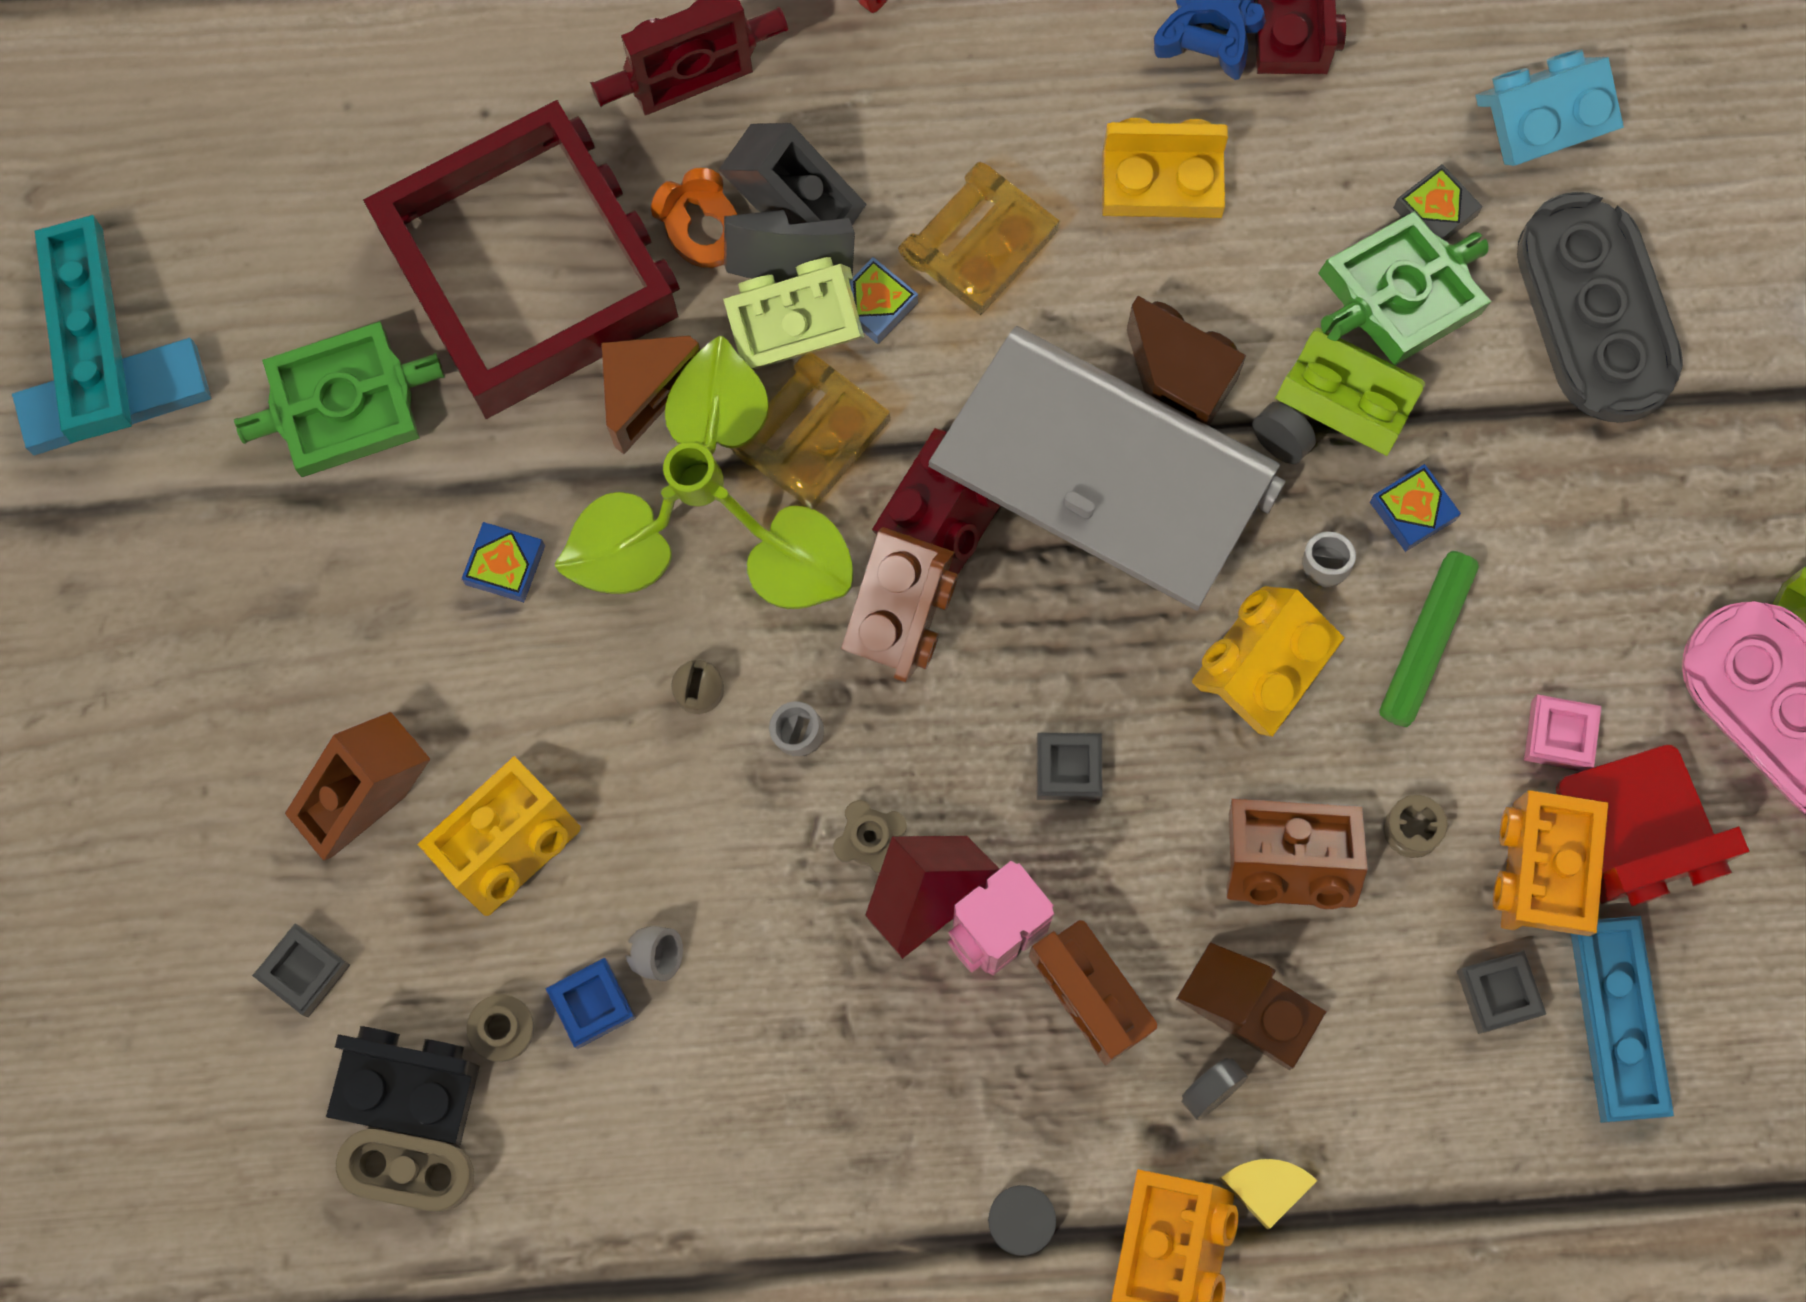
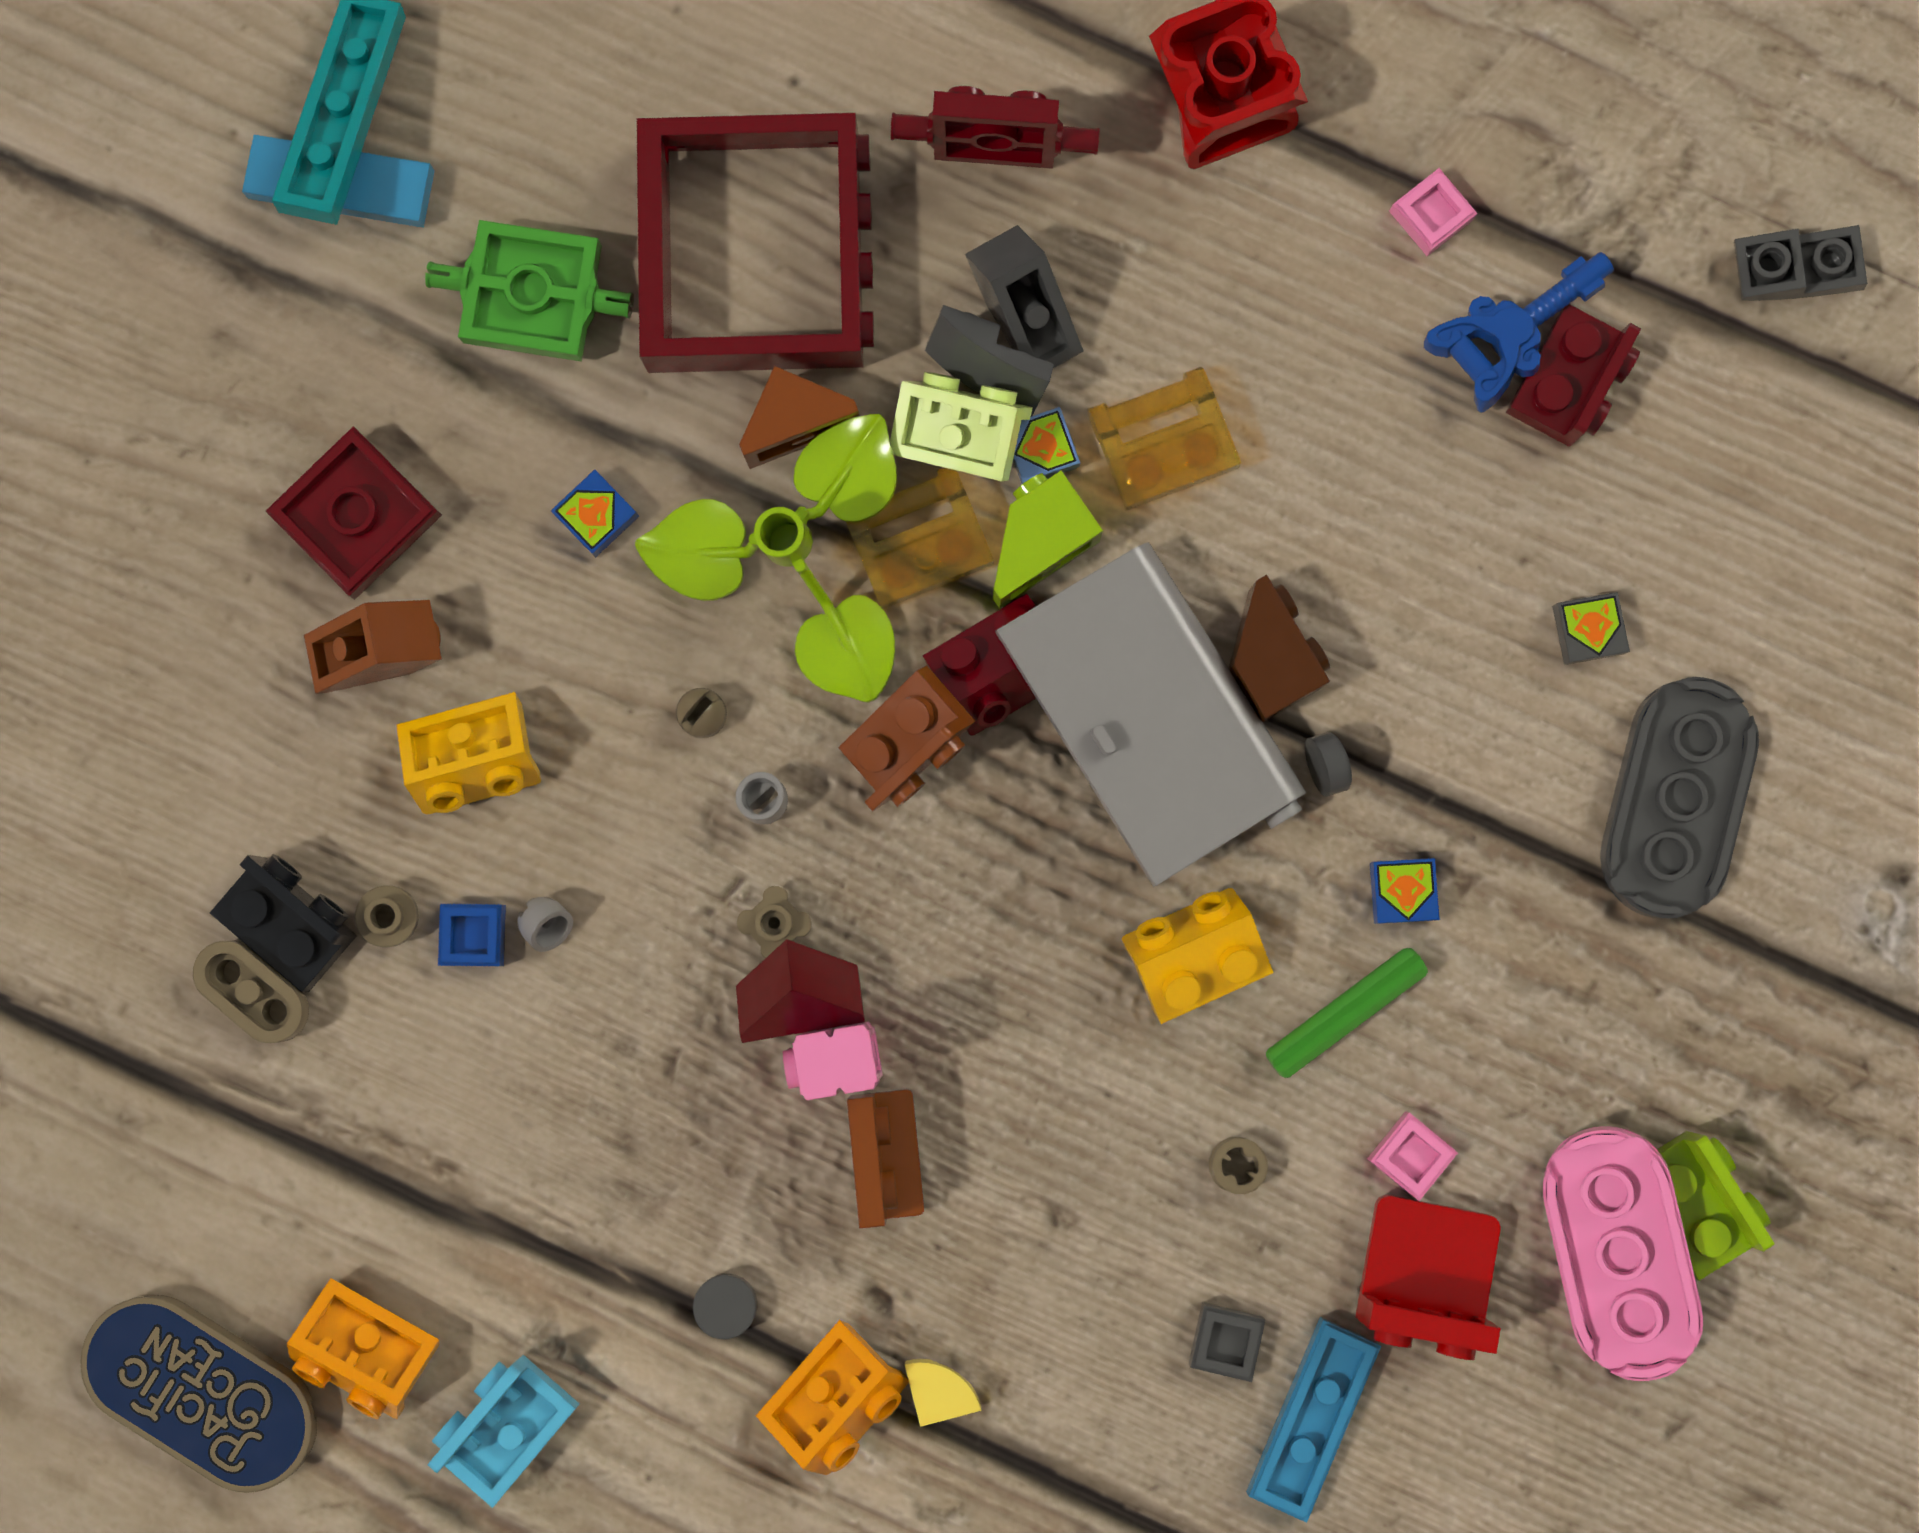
camera: 30 degrees right, 10 degrees up
(276, 676) = (353, 513): none -> dark red plate
(301, 970) = (251, 777): dark grey tile -> none
(669, 205) = (907, 262): orange piece -> none
(920, 368) = (1042, 534): none -> lime slope
(1069, 766) = (975, 953): dark grey tile -> none
(1164, 169) = (1364, 463): yellow bracket -> none
(1213, 1088) = (939, 1290): dark grey tile -> none
(1251, 1004) = (1011, 1237): reddish brown slope -> none
(1296, 853) = (1122, 1134): dark orange bracket -> none
(1328, 559) = (1305, 889): light grey hinge -> none
(1351, 391) = (1405, 761): lime bracket -> none
(1404, 287) = (1512, 690): bright green plate -> none
(1551, 863) = (1329, 1265): light orange bracket -> none
(1552, 107) = (1751, 590): medium azure bracket -> none

